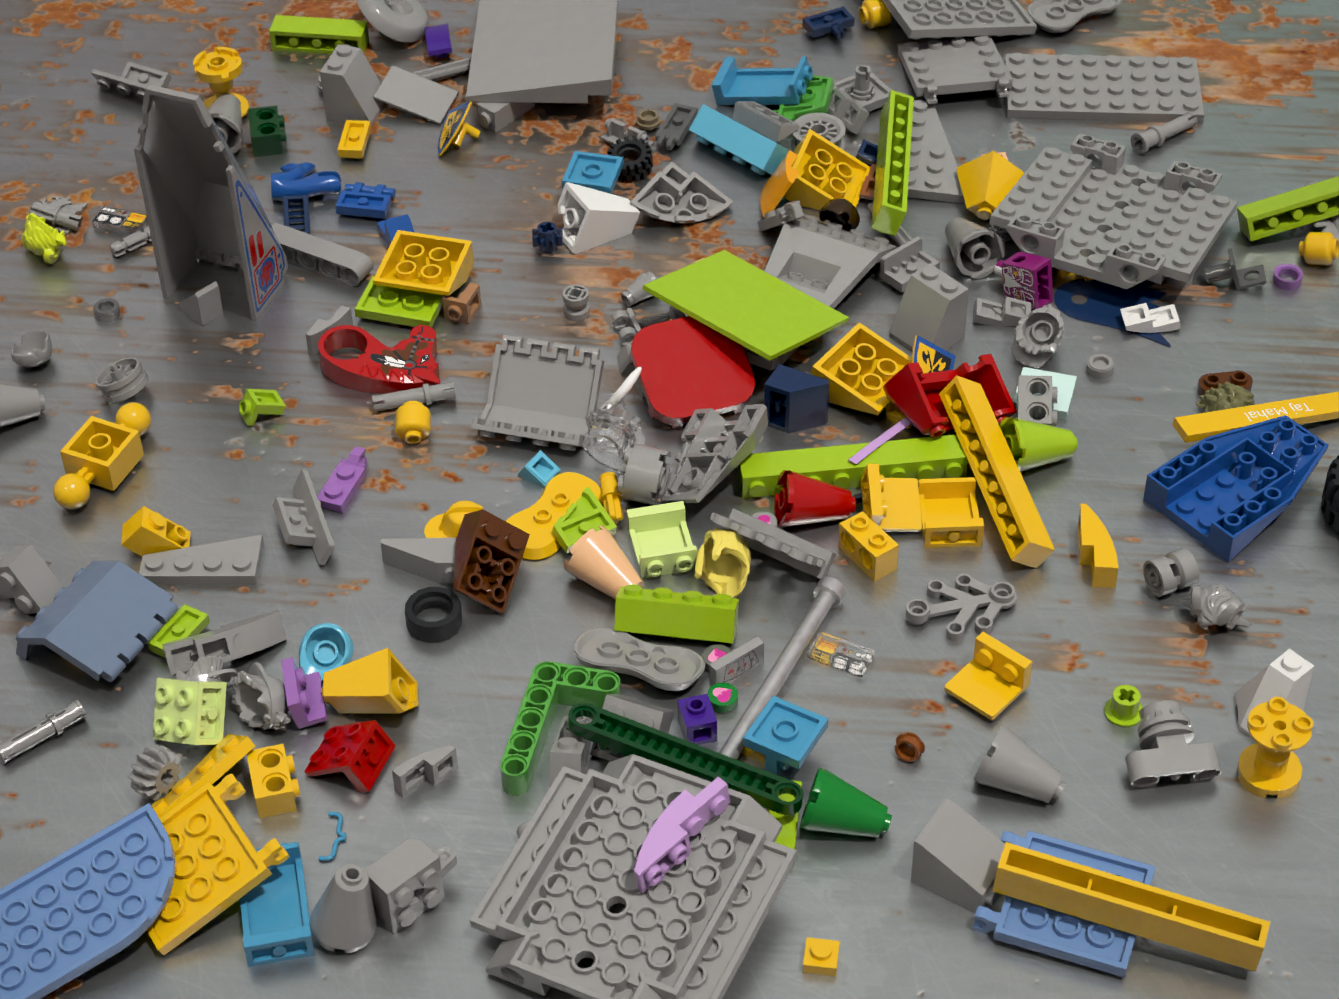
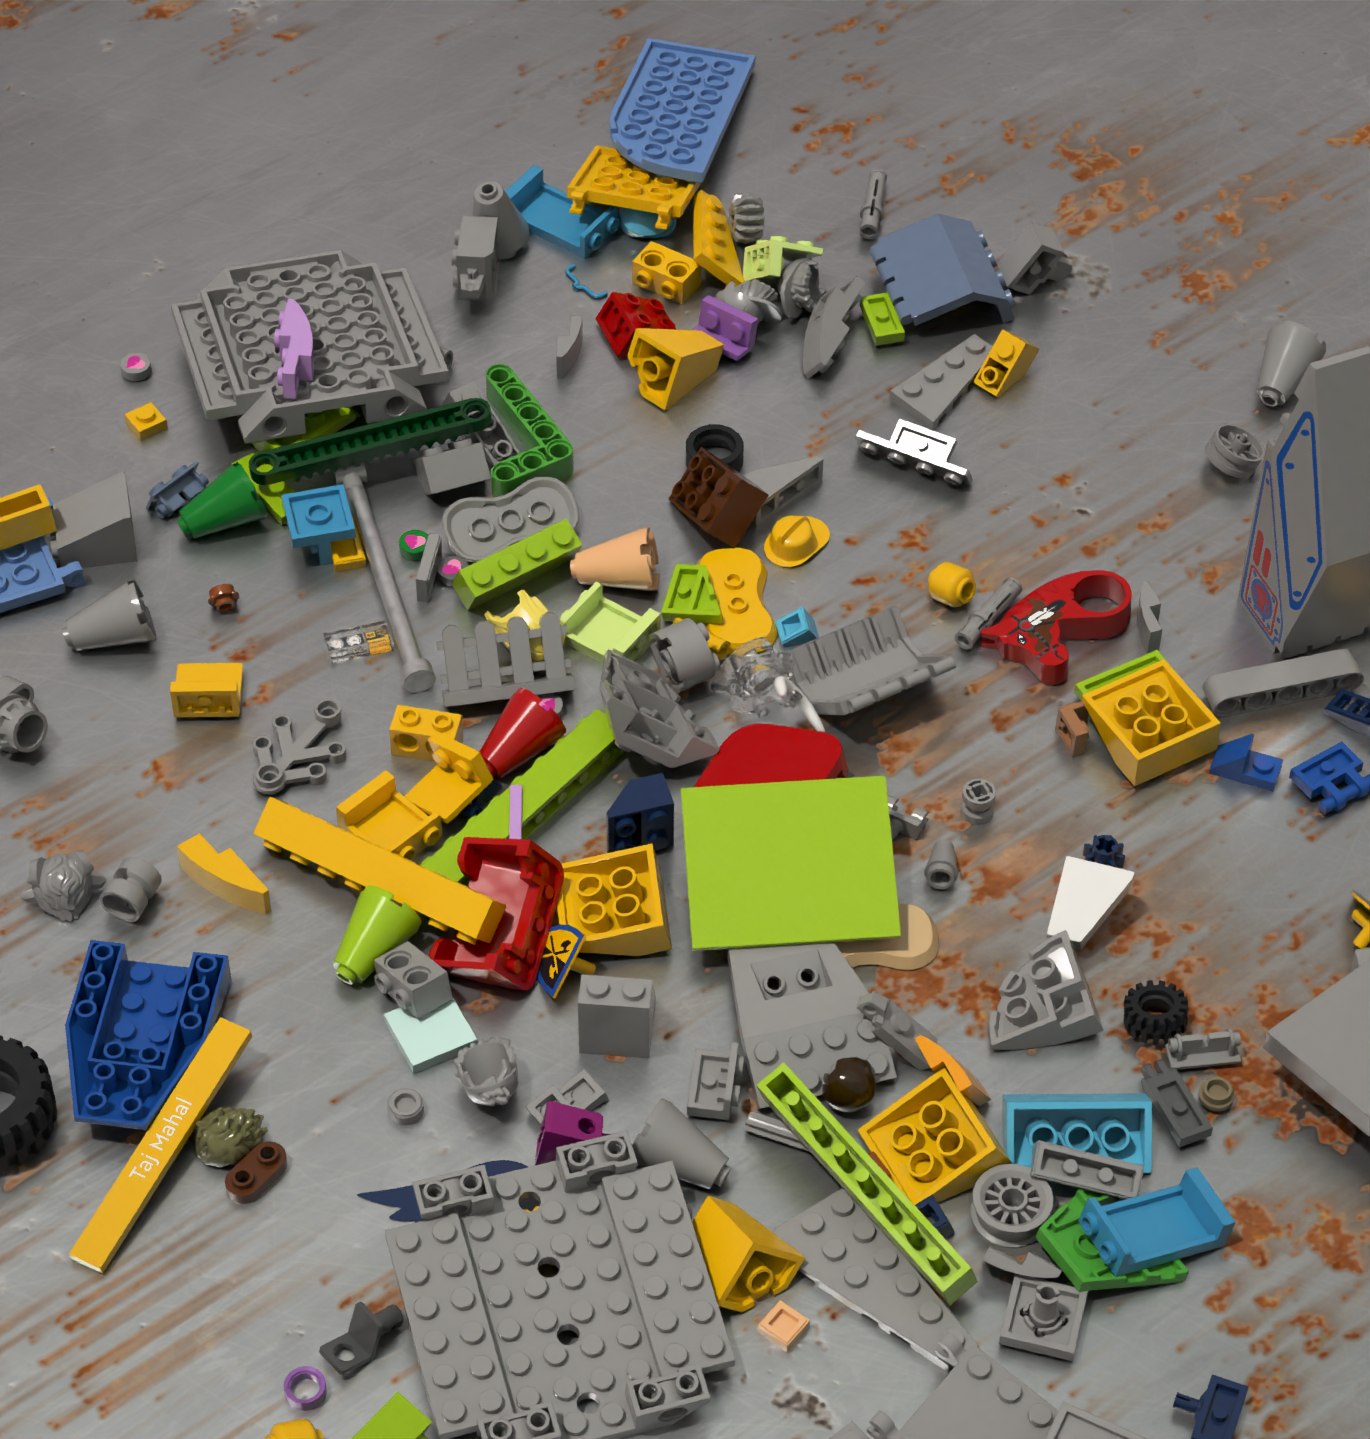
camera: 135 degrees right, 5 degrees up
(101, 454) = (1144, 385): yellow brick -> none
(260, 402) = (1098, 516): lime bracket -> none
(324, 649) = (753, 371): medium azure hat -> none
(344, 481) = (937, 508): medium lavender hinge -> none
(593, 171) = (1148, 938): dark azure bracket -> none
(697, 719) = (409, 505): dark purple brick -> none
(860, 866) = (167, 496): none -> sand blue hinge
(1124, 706) = (75, 749): lime piece -> none
(1142, 320) = (398, 1207): white slope -> none

